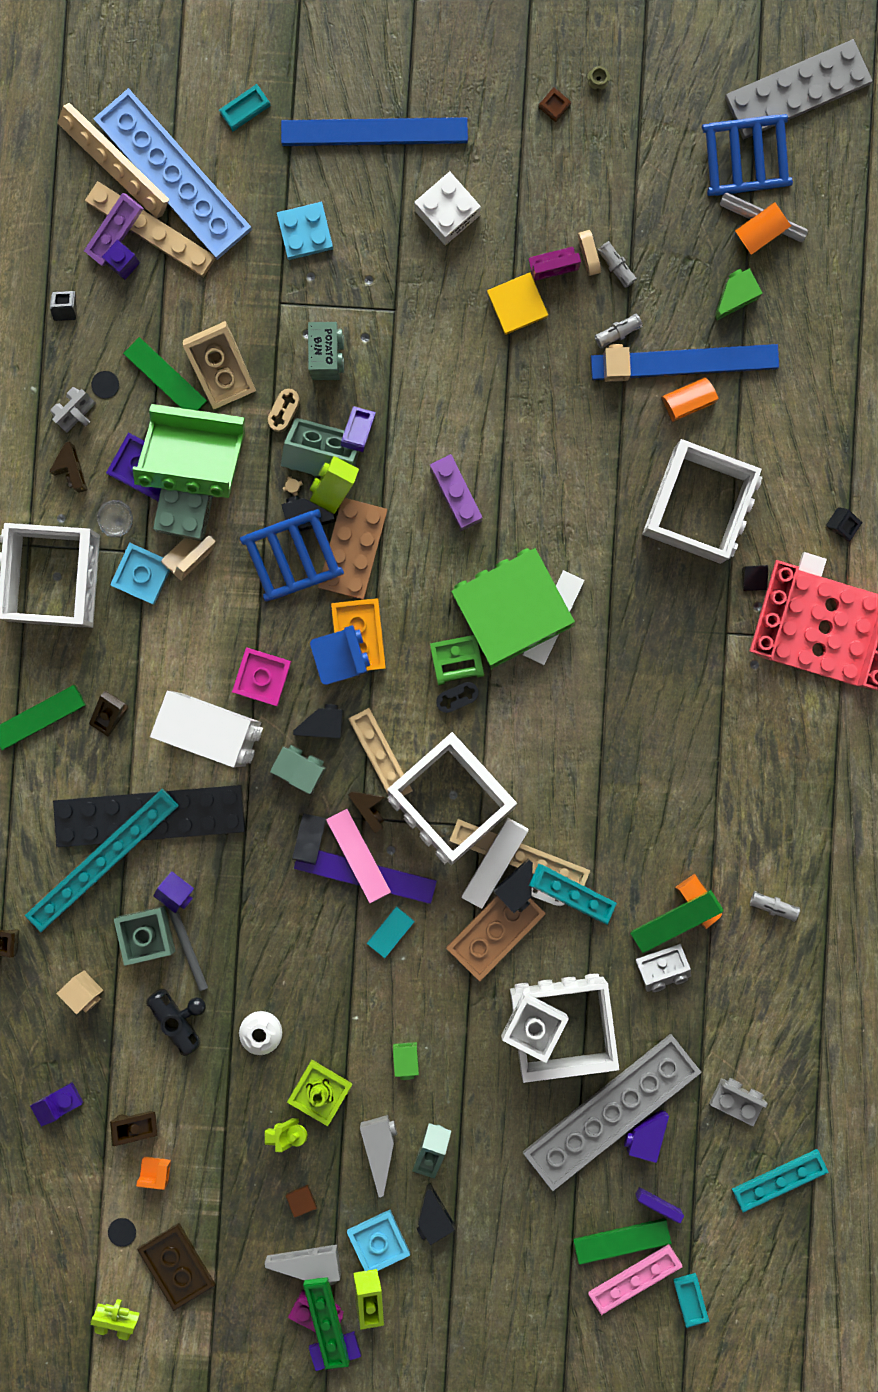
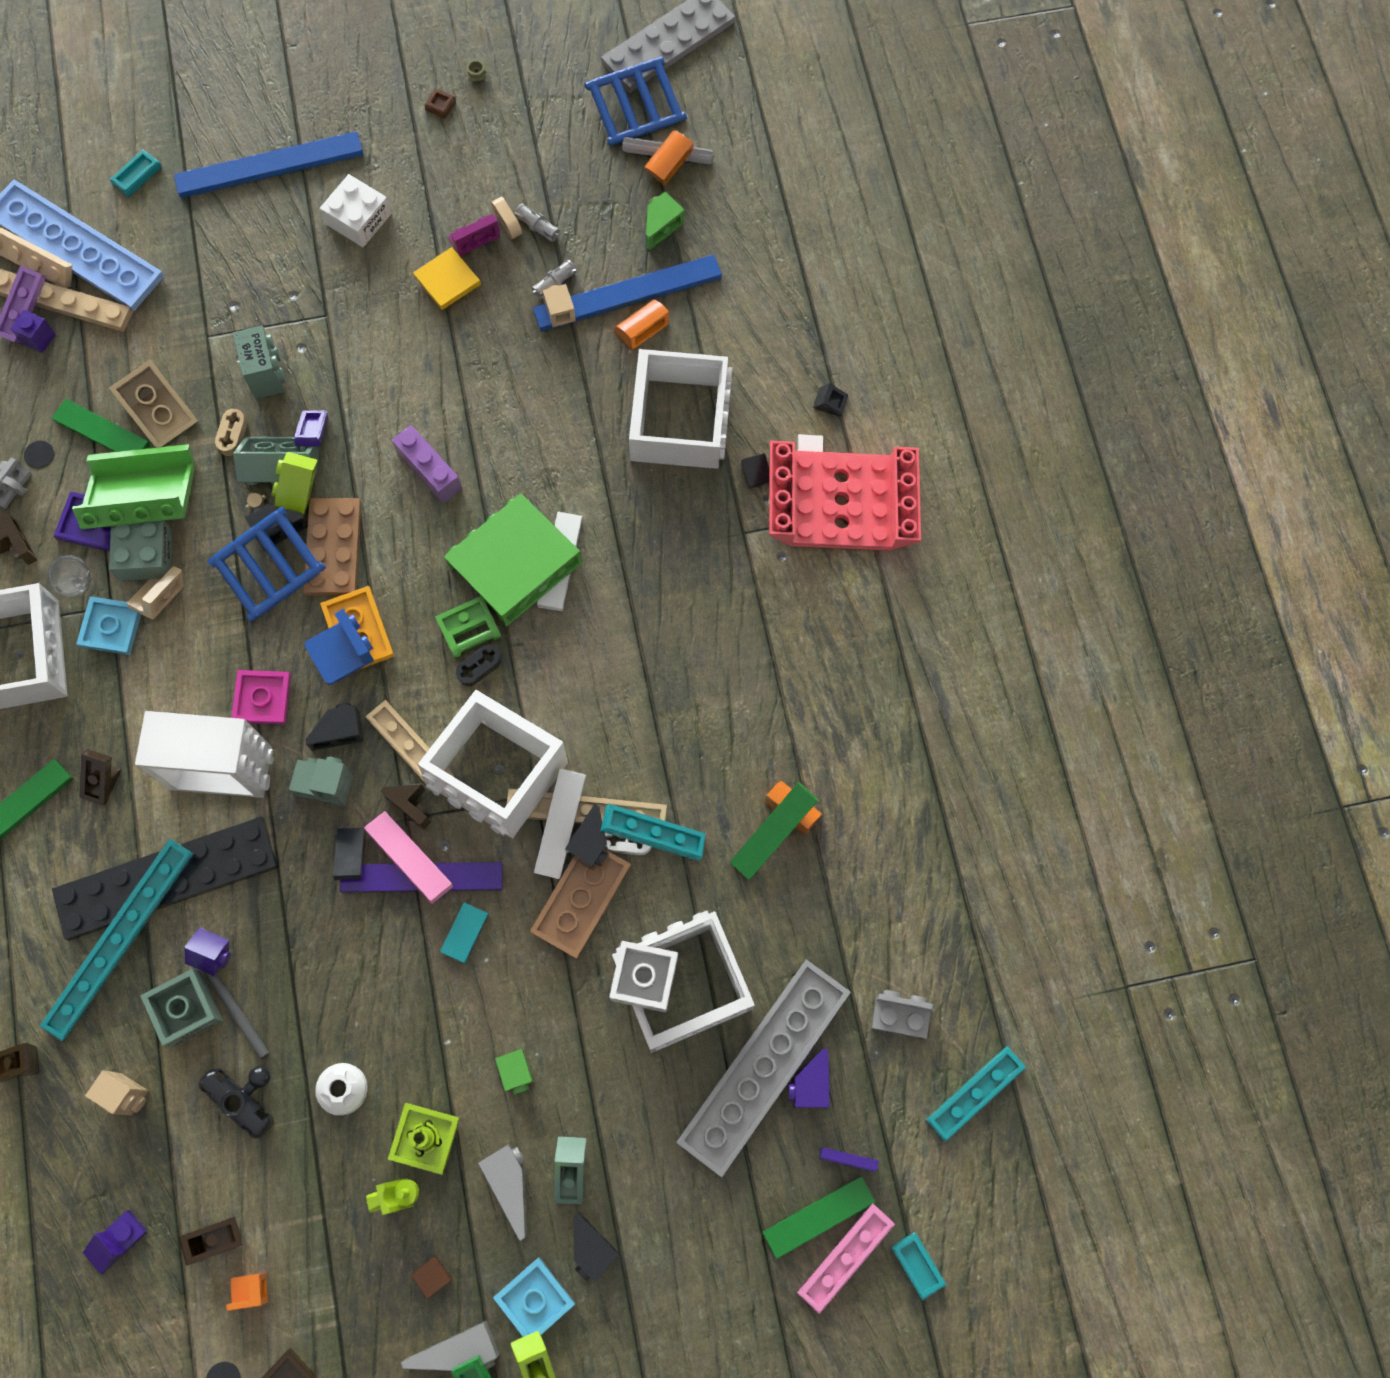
camera: 20 degrees left, 15 degrees down
(305, 230) = (218, 265): medium azure plate -> none
(664, 968) = (777, 890): bracket -> none
(774, 906) = (876, 791): light grey pin -> none

